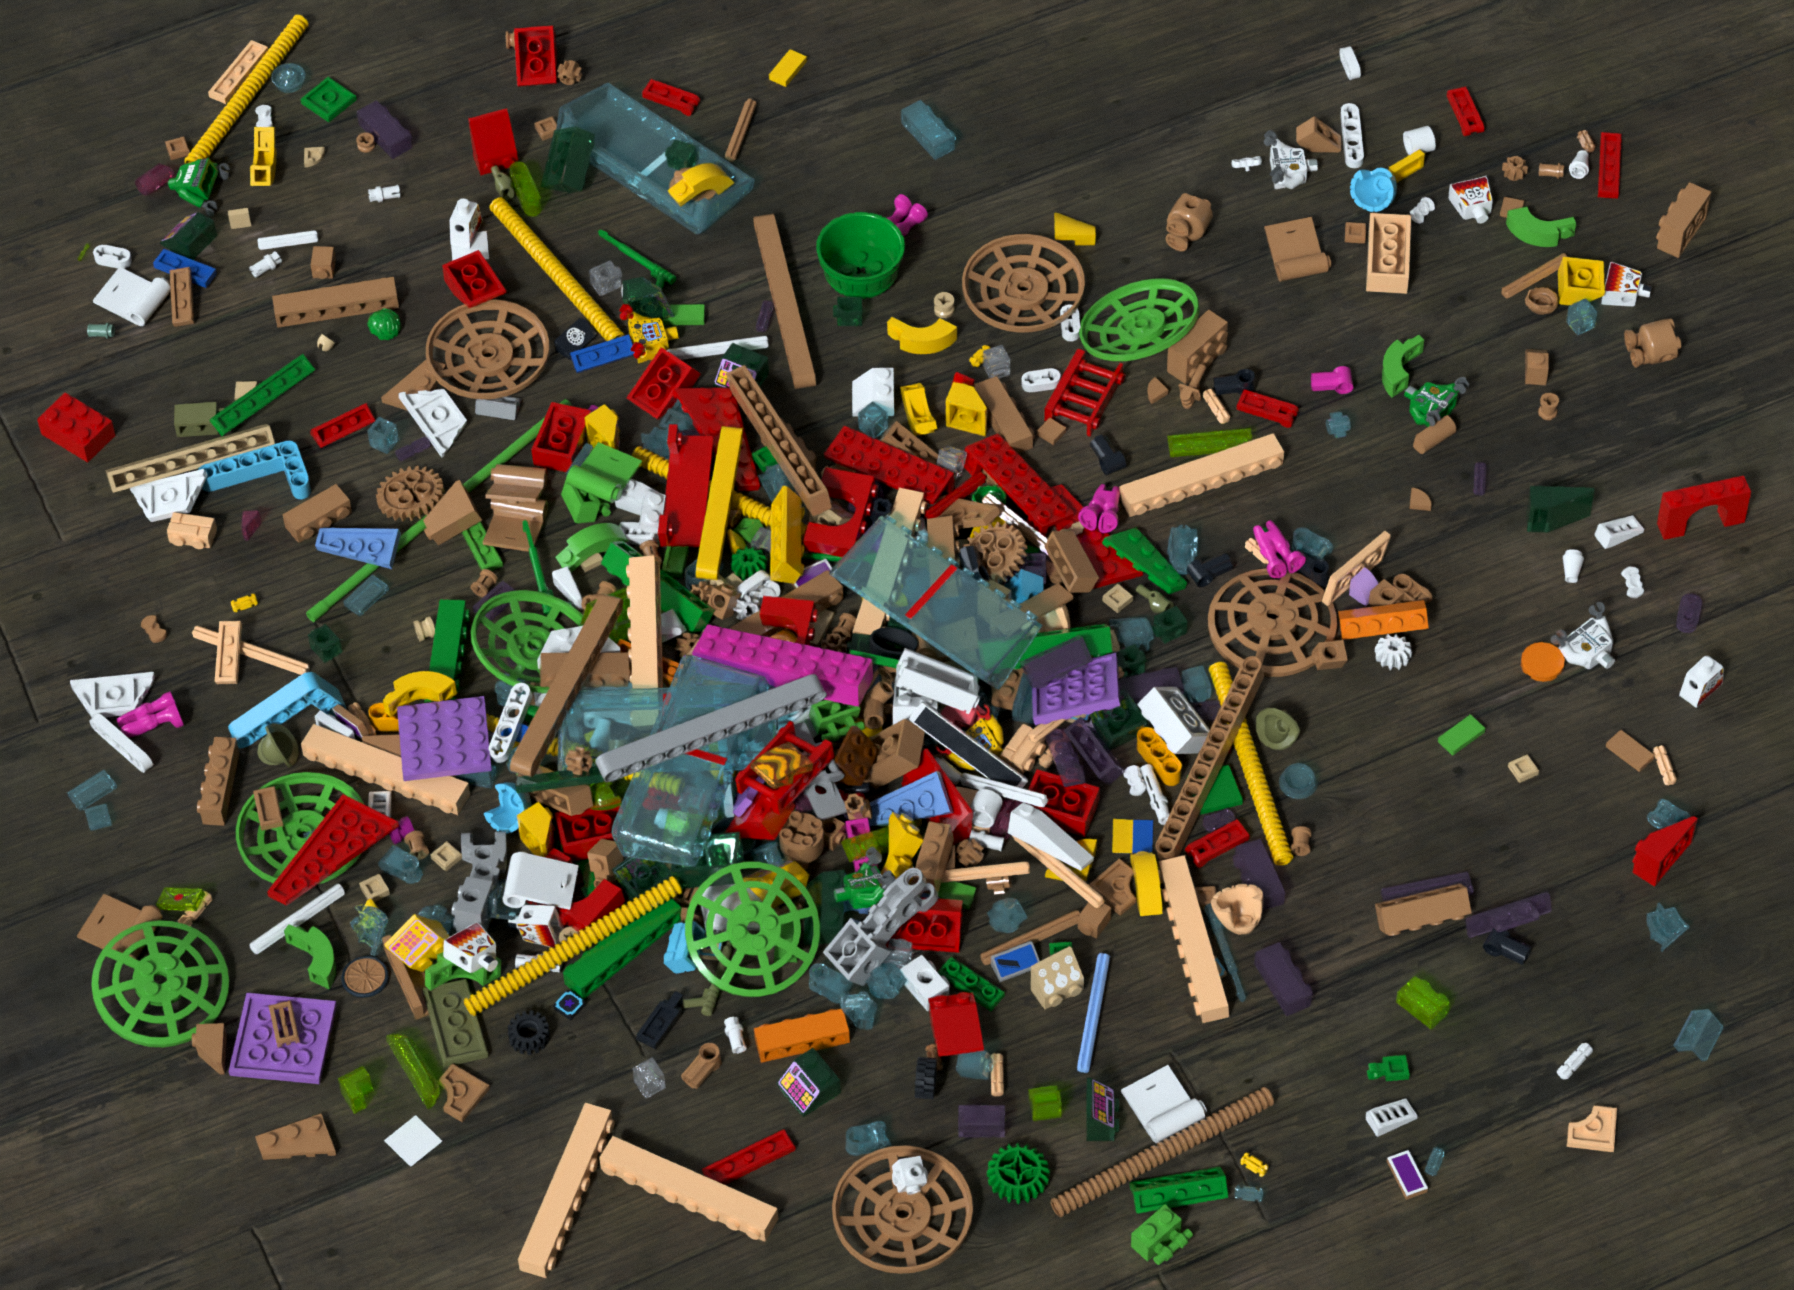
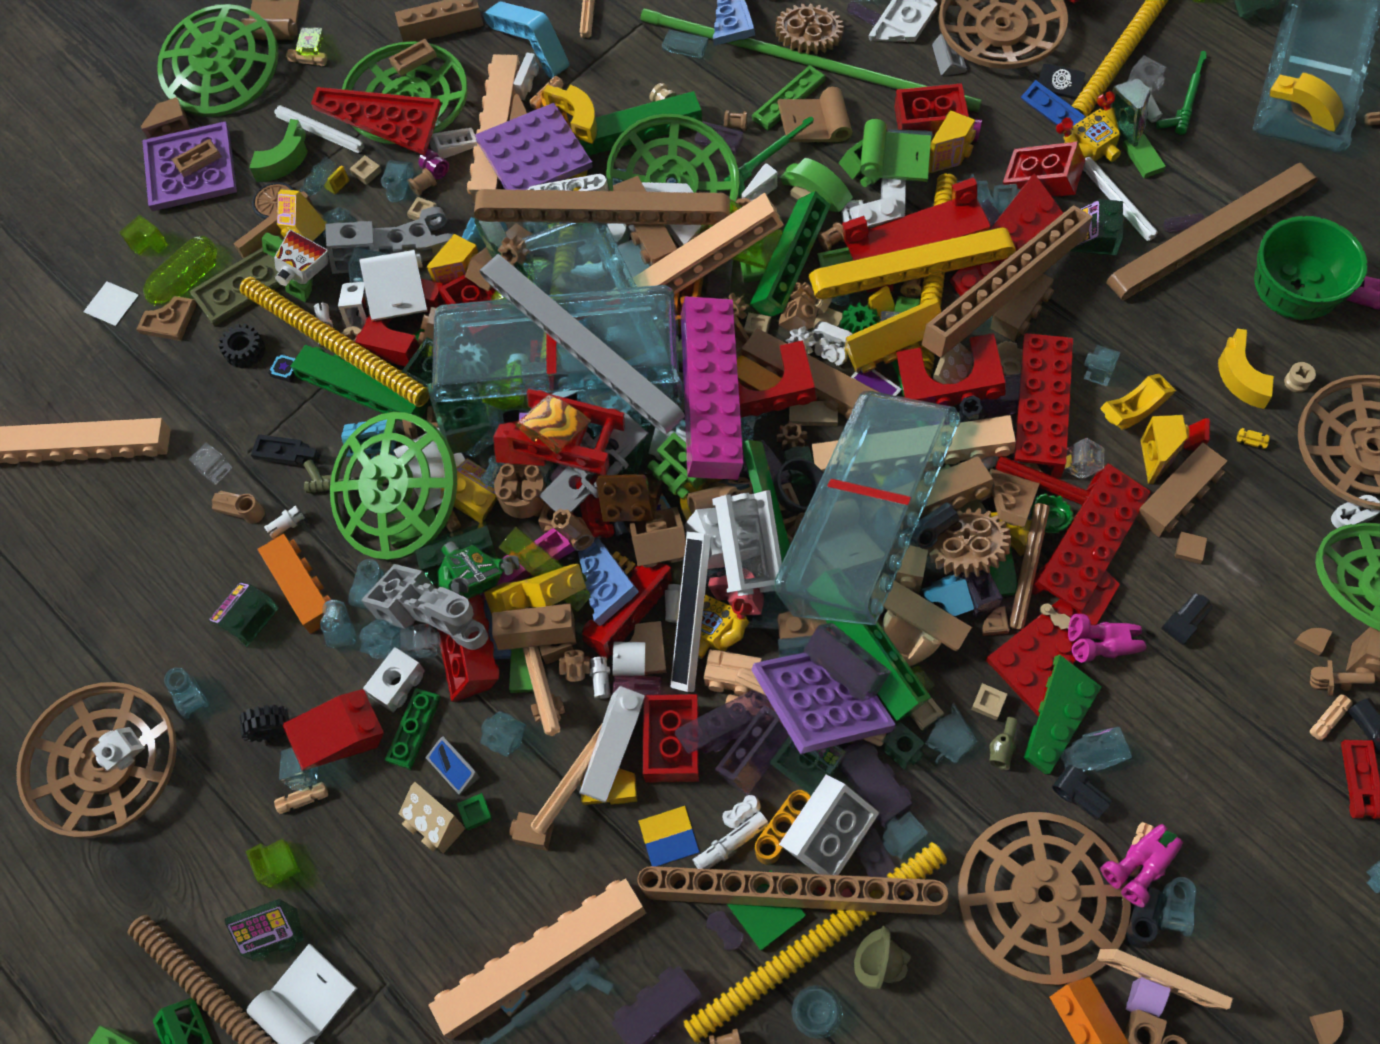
camera: 75 degrees right, 10 degrees up
(278, 746) = (487, 40): olive helmet -> none
(299, 1138) = (90, 218): medium nougat wing -> none
(325, 643) = (615, 33): clear green brick -> none
(346, 717) = (533, 82): medium nougat tile -> none
(451, 515) = (798, 64): medium nougat slope -> none
(517, 483) = (855, 100): medium nougat door -> none
(671, 625) = (742, 279): white piece -> none
(681, 155) = (1338, 74): clear green brick -> none
(688, 1189) = (91, 549): light nougat brick -> none
(750, 1158) = (145, 589): red tile -> none
(845, 626) = (820, 436): medium nougat bush -> none
(848, 311) = (1234, 292): clear green brick -> none
(874, 386) = (1142, 356): white slope -> none
(904, 440) = (1083, 410): medium nougat slope -> none
(981, 1120) = (229, 802): clear purple brick -> none
(996, 362) = (1250, 455): clear brick -> none
(1004, 790) = (657, 673): white axle -> none
(1034, 935) = (490, 770): medium nougat axle -> none
(1034, 1172) = (161, 859): green gear -> none
(1040, 380) = (1255, 511): white beam -> none
(1071, 378) = (1273, 540): red fence -> none
(1071, 561) = (1004, 630): medium nougat brick -> none
(1093, 1013) = (409, 875): light blue axle -> none
(1115, 886) = (589, 839): medium nougat tile -> none
(1147, 883) = (597, 872): yellow arch -> none
(1170, 617) = (977, 785): clear green brick -> none
(1201, 475) = (1219, 738): light nougat brick -> none
(1205, 895) = (609, 952): medium nougat tile -> none
(1206, 442) = (1271, 729): clear neon green plate -> none
(1217, 843) = (689, 941): red plate -> none
(1239, 907) = (589, 997): light nougat hair -> none
(1335, 649) = (1018, 1001): medium nougat brick -> none

